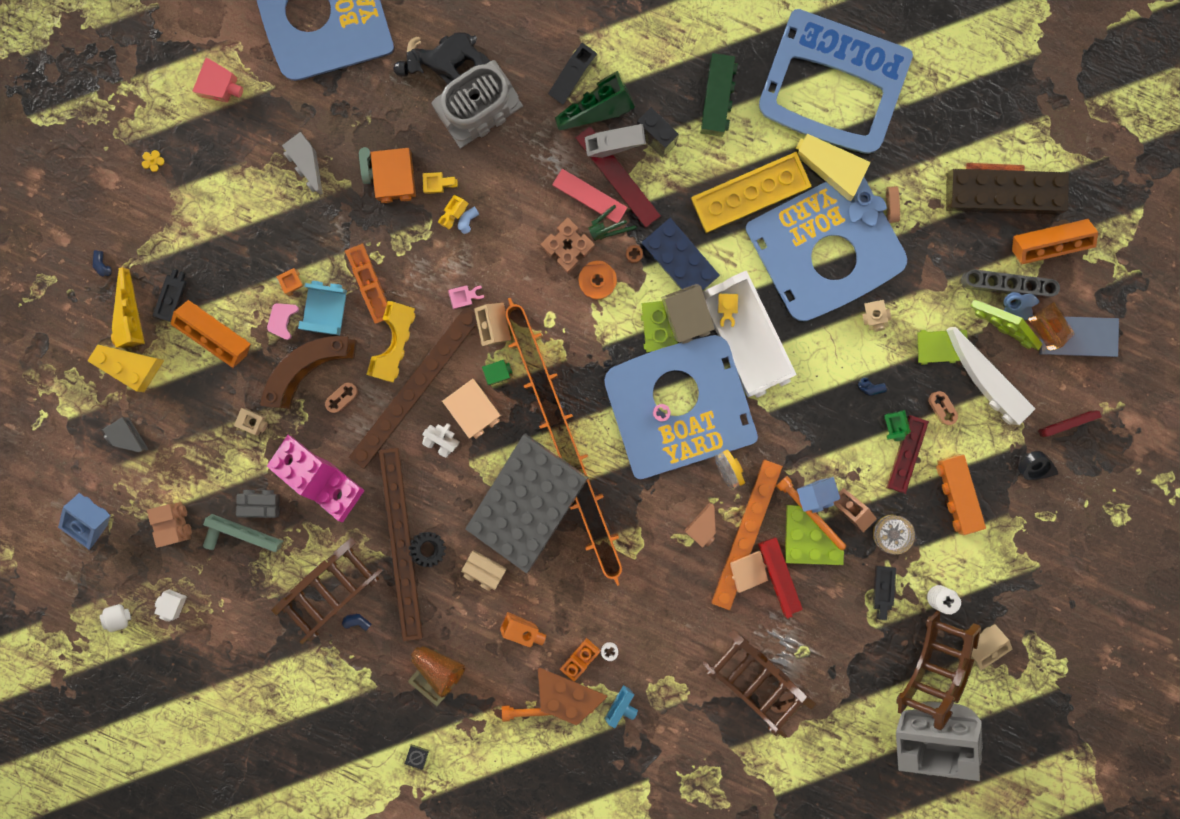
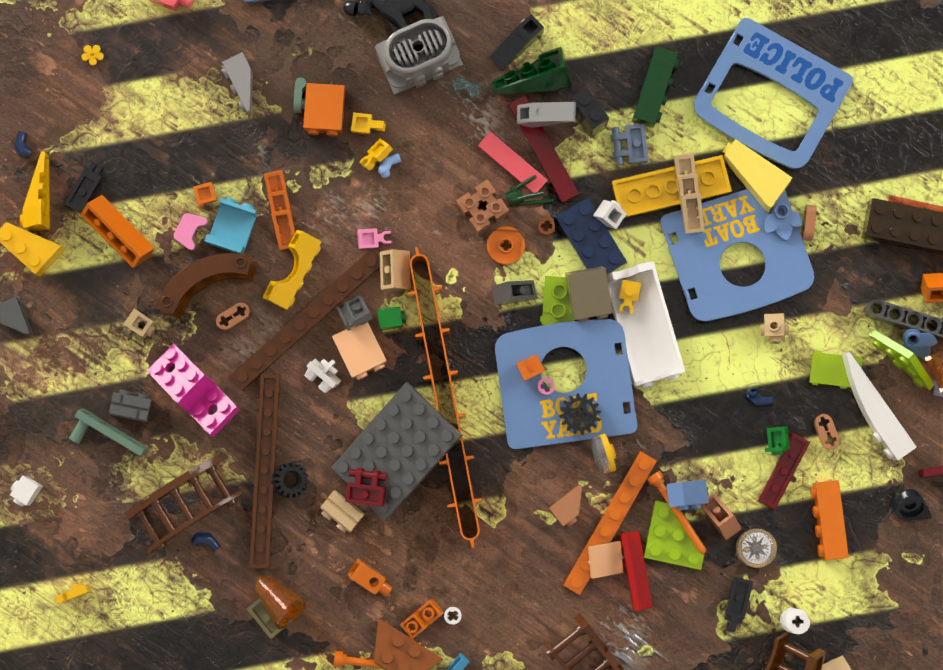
camera: 10 degrees right, 5 degrees down
(169, 524) = (41, 409): nougat brick -> none
(239, 693) = (77, 590): none -> yellow plate
(460, 373) = (354, 312): none -> dark grey plate
(506, 550) = (363, 493): none -> dark red plate
(524, 125) = (460, 83): none -> clear light blue piece
(614, 325) = (514, 292): none -> dark grey slope
(643, 397) = (530, 367): none -> orange panel
(695, 230) = (610, 213): none -> white brick
(699, 443) = (582, 405): none -> black gear
(708, 154) = (636, 144): none -> sand blue plate
(770, 196) = (689, 193): none -> tan slope

